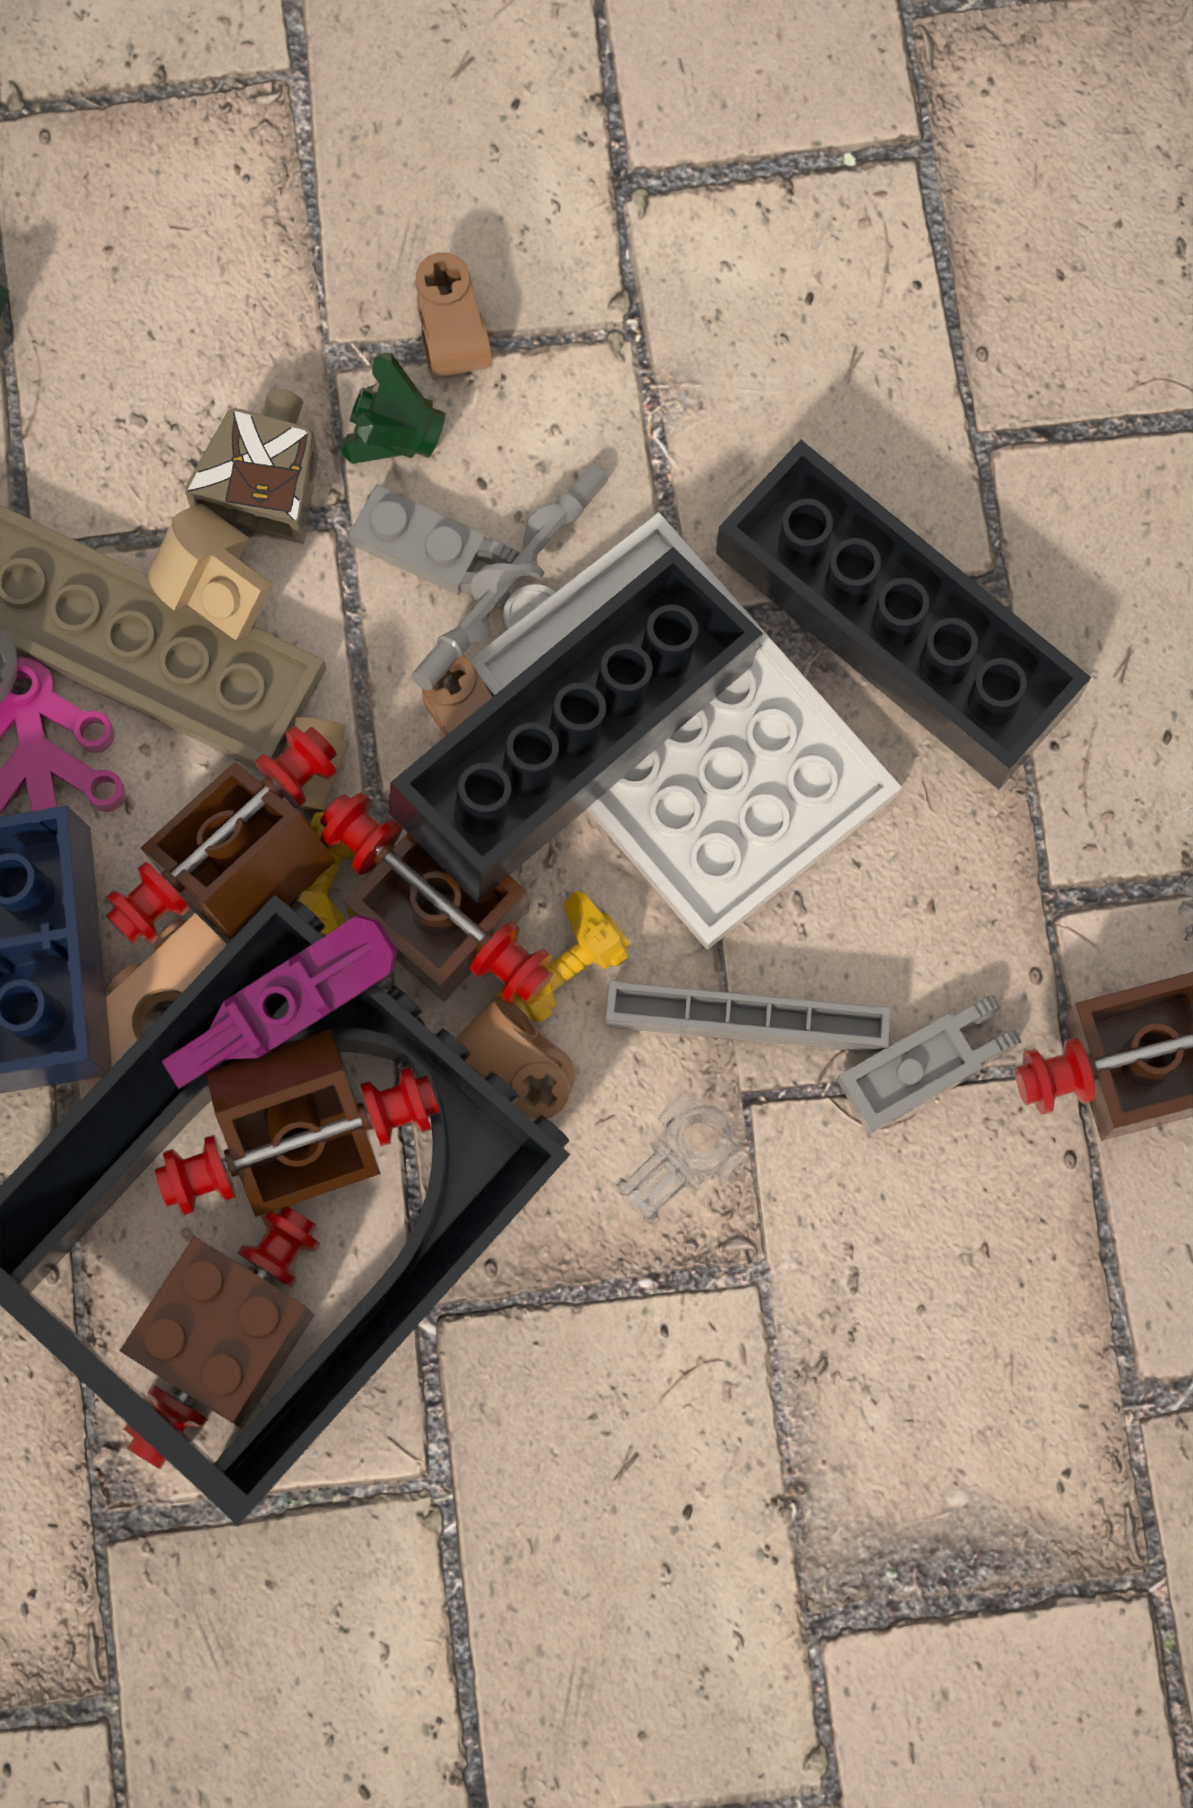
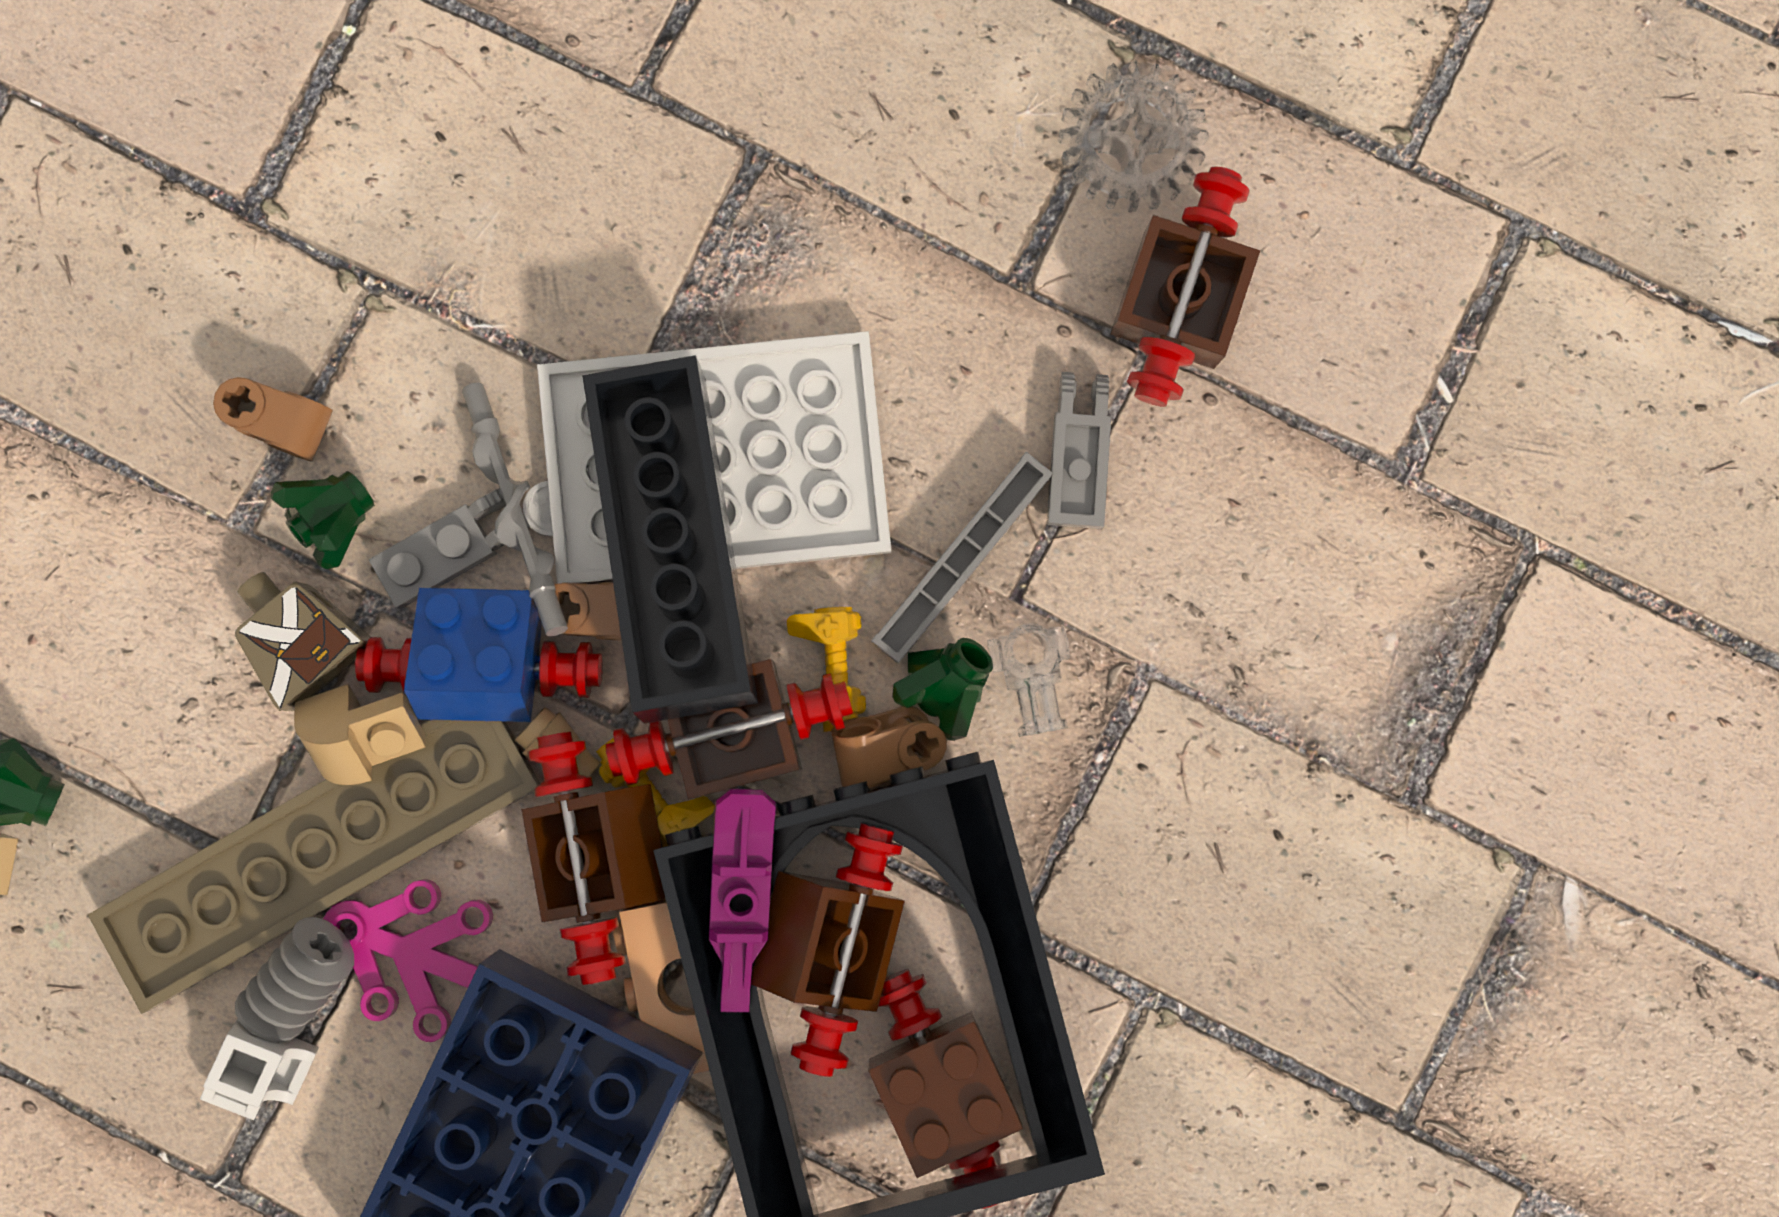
camera: 60 degrees left, 10 degrees up
(349, 634) = (476, 658): none -> blue brick
(615, 1077) = (946, 684): none -> dark green rock
(900, 614) = (738, 241): black brick -> none

